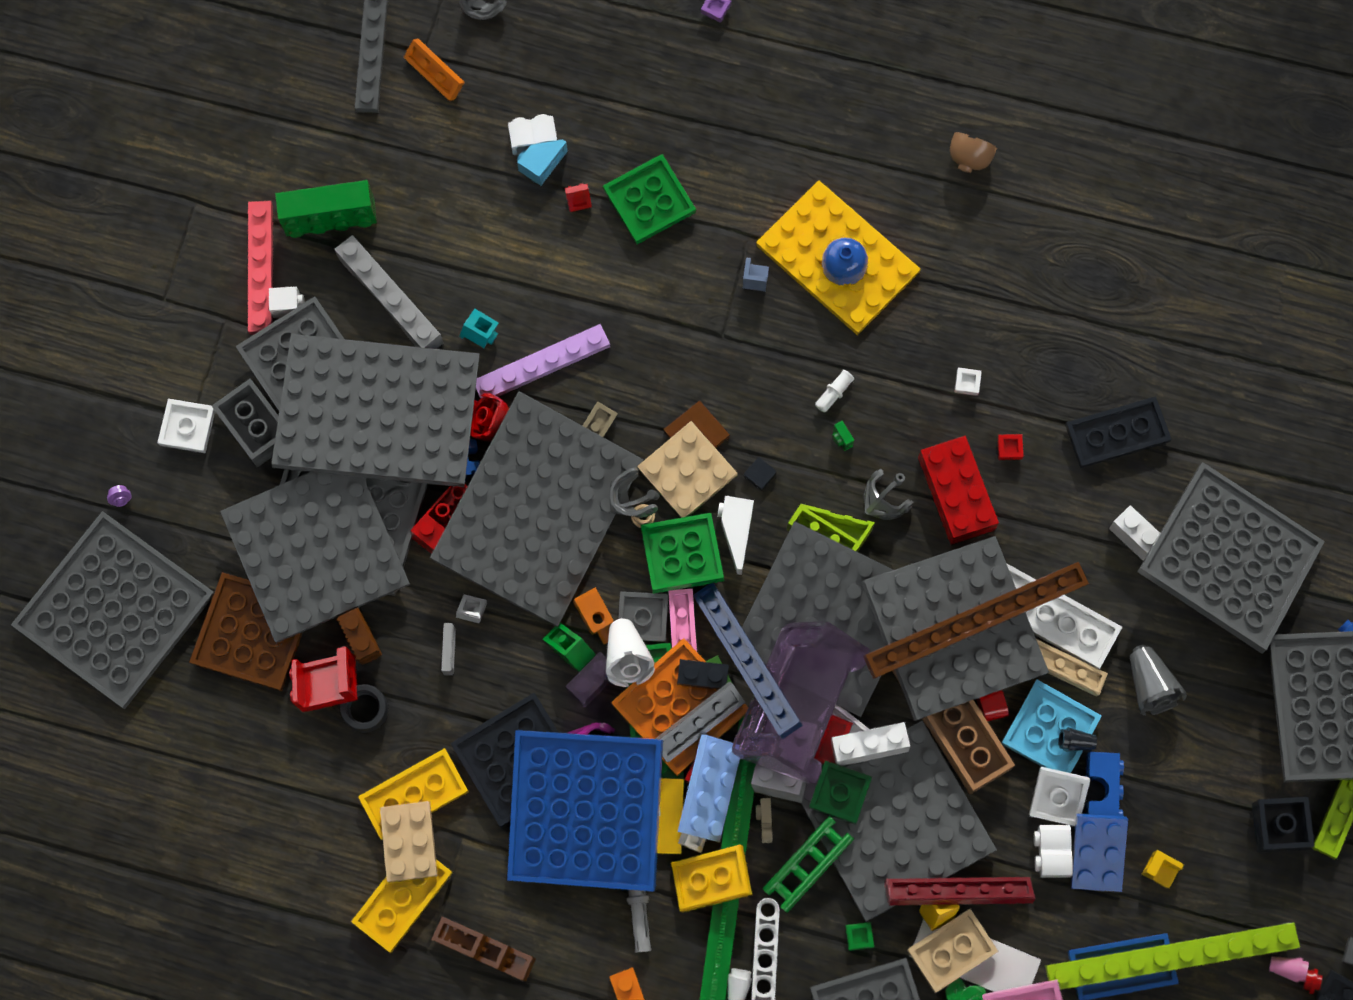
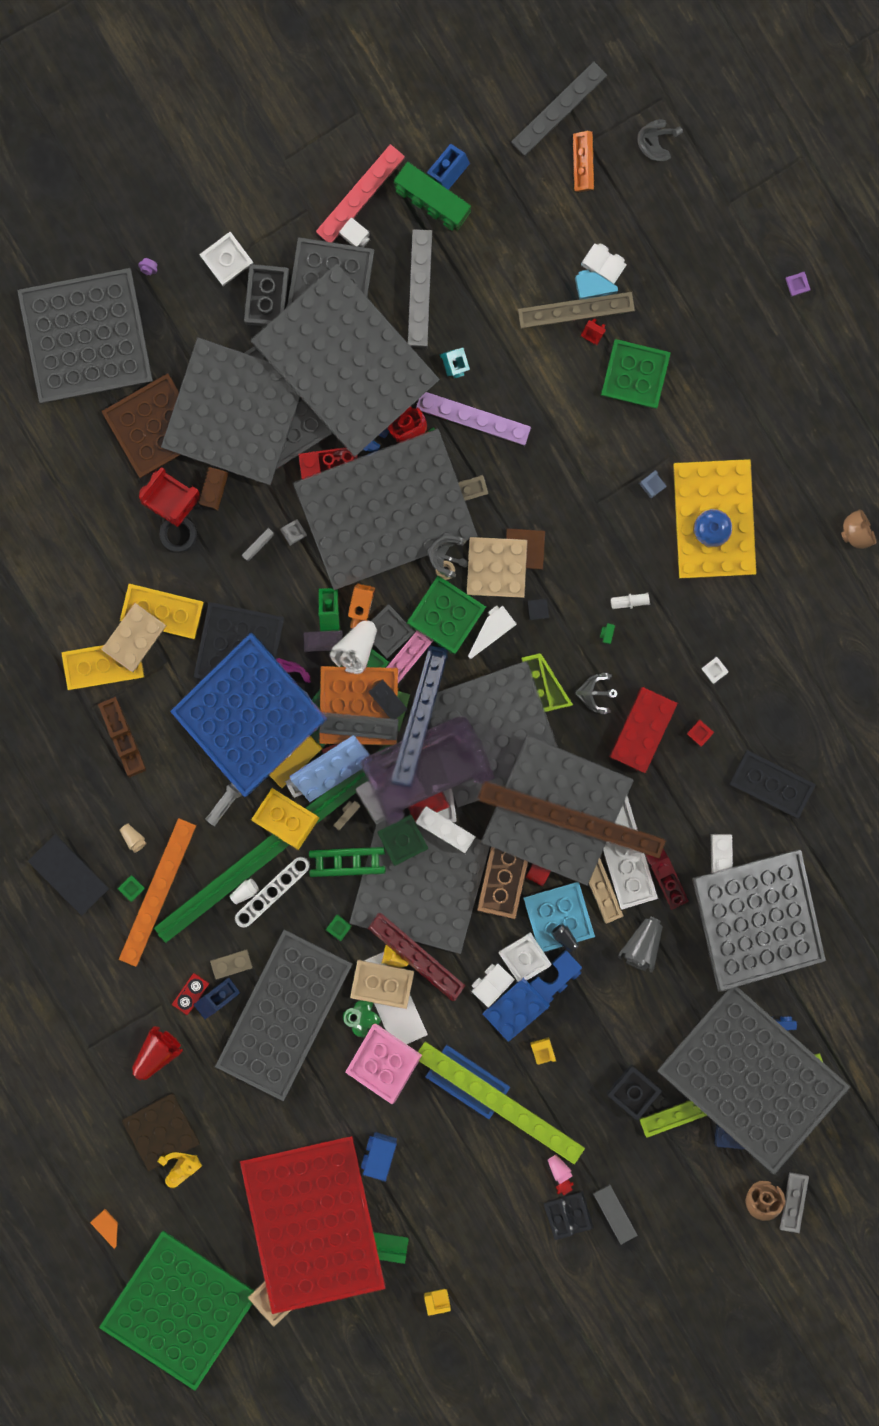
camera: 35 degrees right, 15 degrees up
(317, 168) = (449, 166): none -> blue brick
(545, 193) = (576, 310): none -> dark tan plate
(1112, 601) = (667, 880): none -> dark red slope

